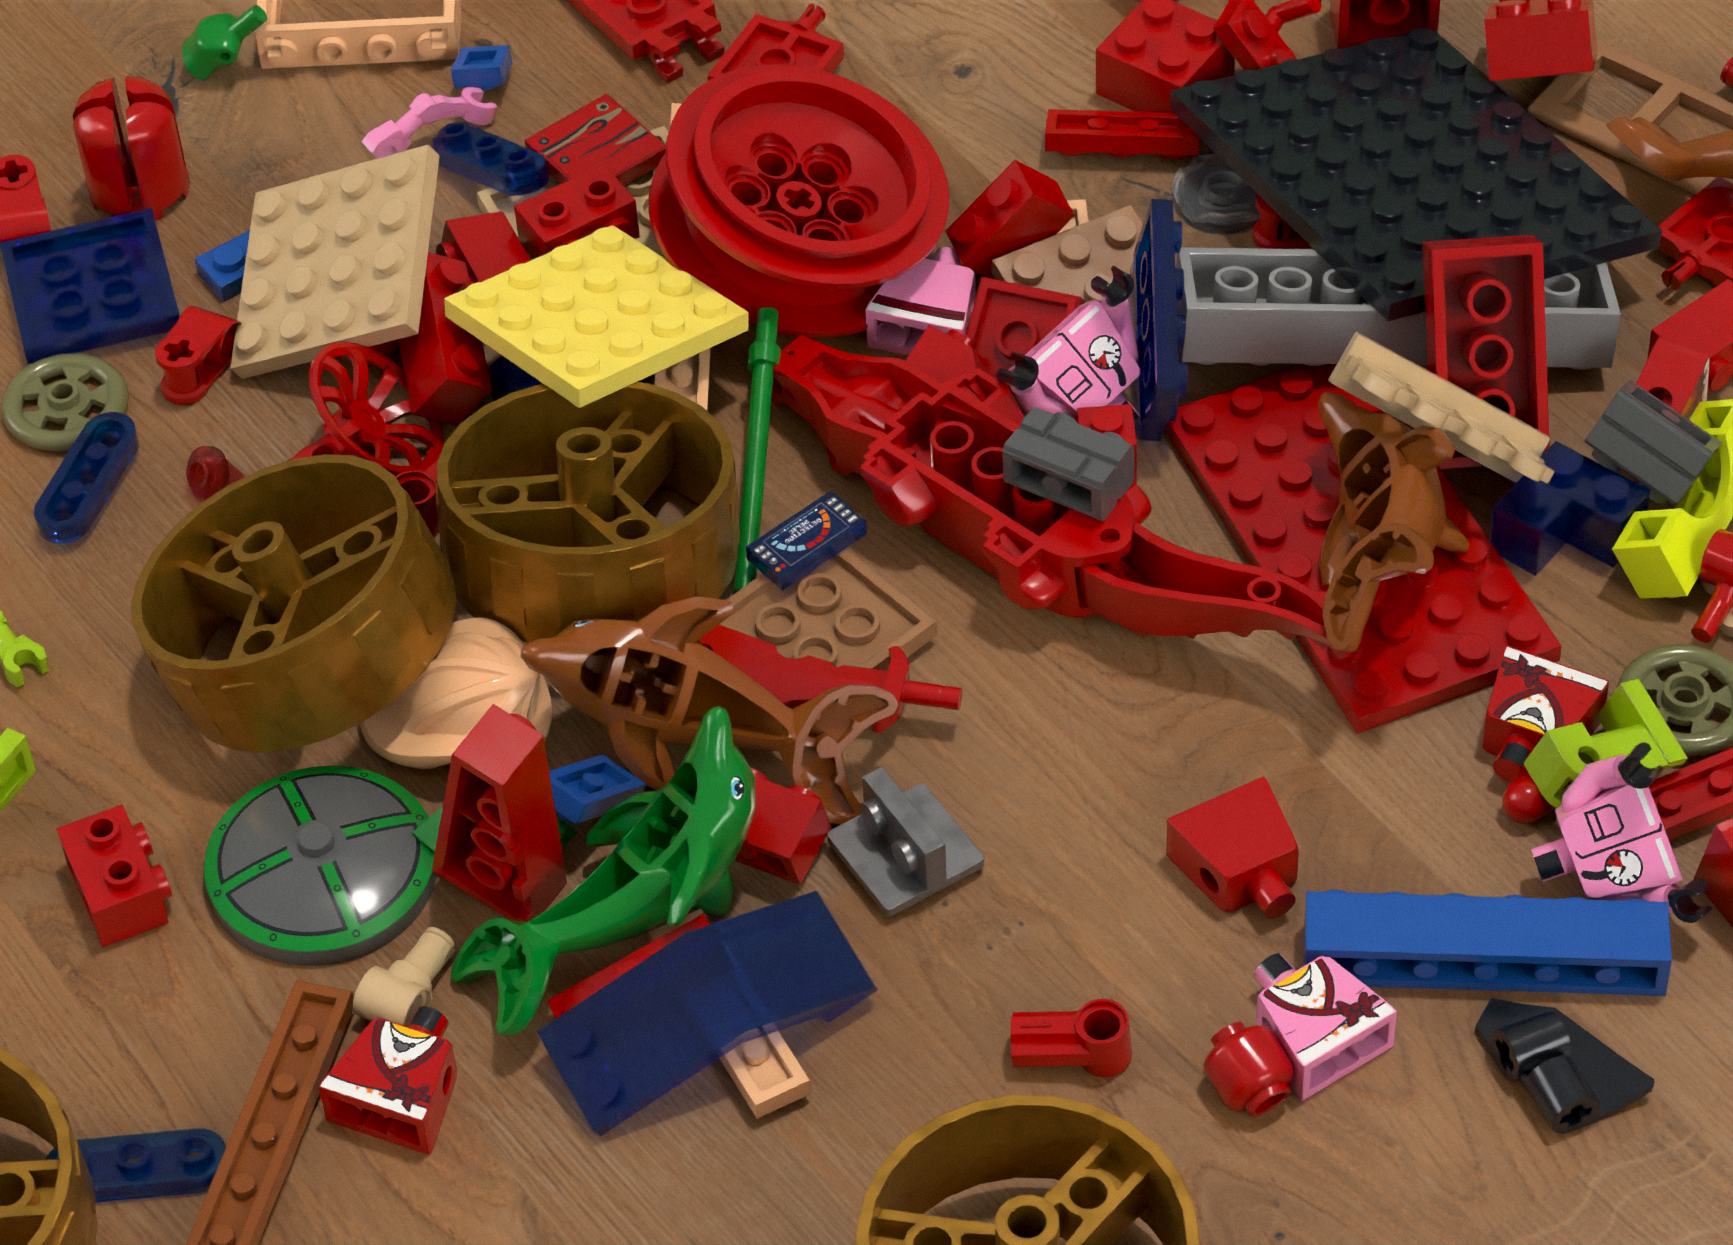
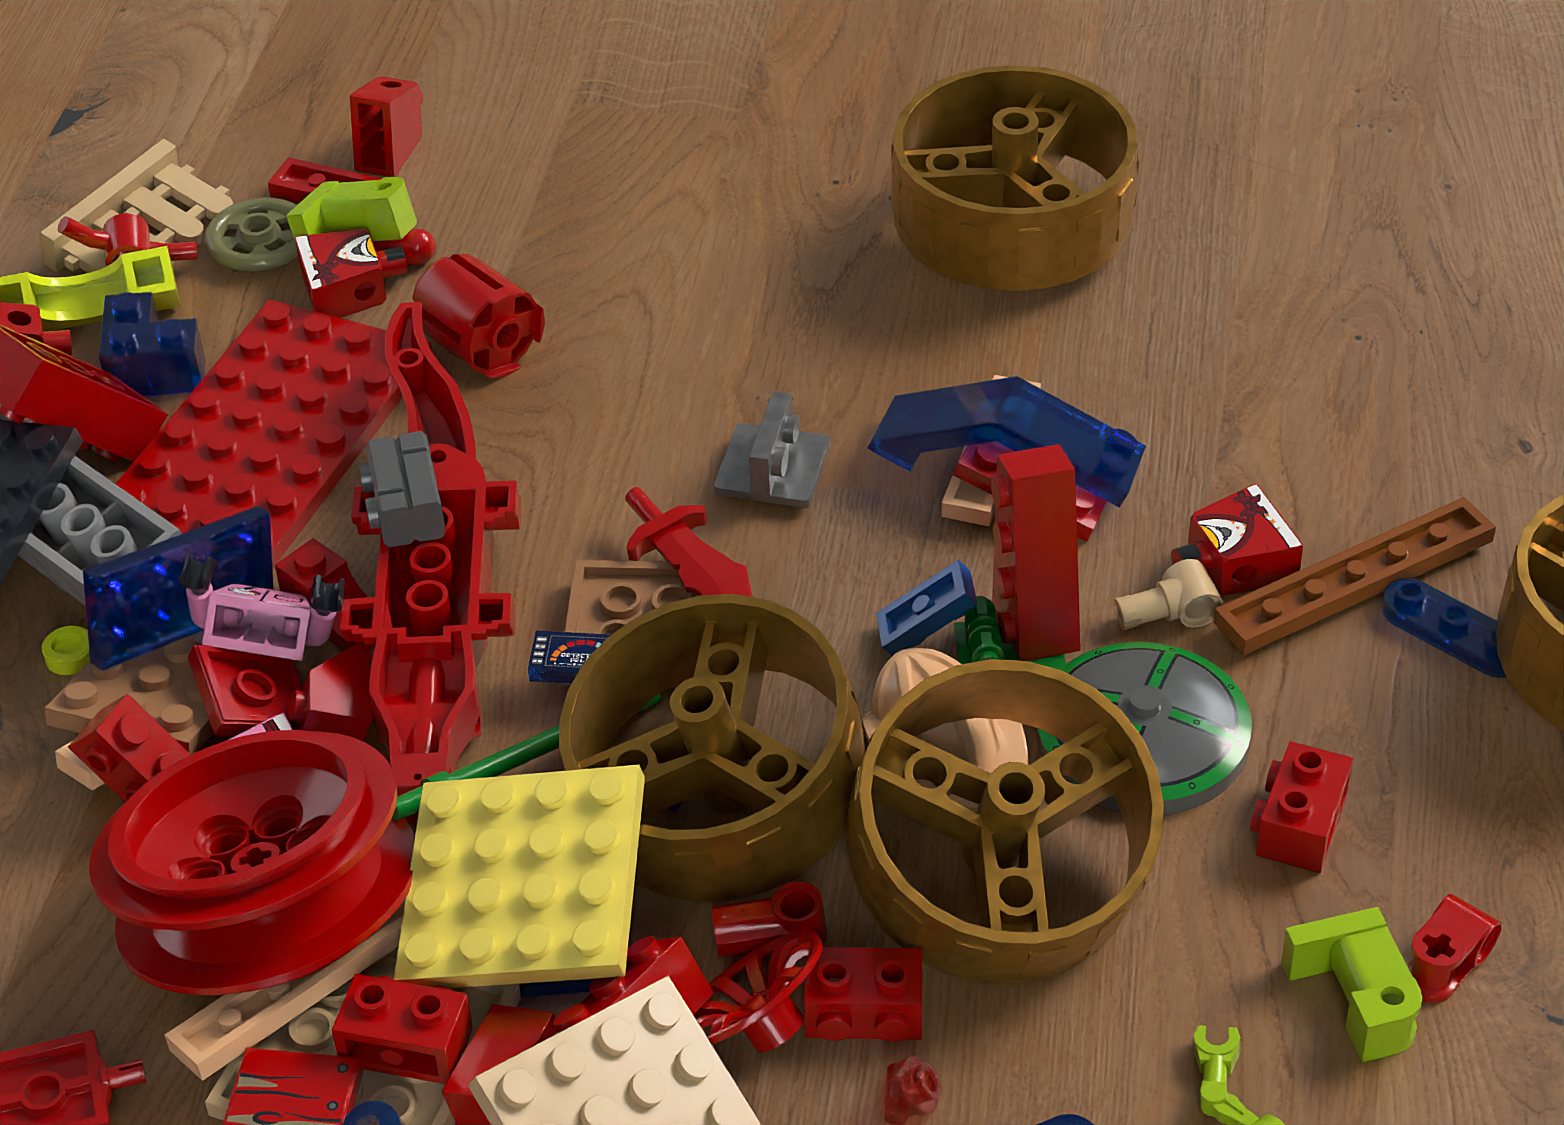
camera: 135 degrees left, 5 degrees down
(658, 683) = (785, 576): dark orange animal -> none
(666, 861) = (945, 497): green animal -> none
(784, 830) = (846, 517): red brick -> none
(1071, 1040) = (817, 300): red piece -> none
(1237, 849) = (596, 324): red torso -> none
(1249, 1068) = (757, 224): red head -> none
(1322, 1019) = (689, 223): torso -> none
(1339, 742) = (478, 314): none -> red cylinder
(1386, 511) = (252, 366): dark orange animal -> none
(1431, 401) = (160, 356): tan fence -> none
(1492, 942) = (552, 201): blue brick -> none
(1560, 1064) = (597, 145): black panel -> none
(1618, 838) = (423, 163): bright pink torso -> none
(1651, 443) = (67, 299): dark grey brick -> none

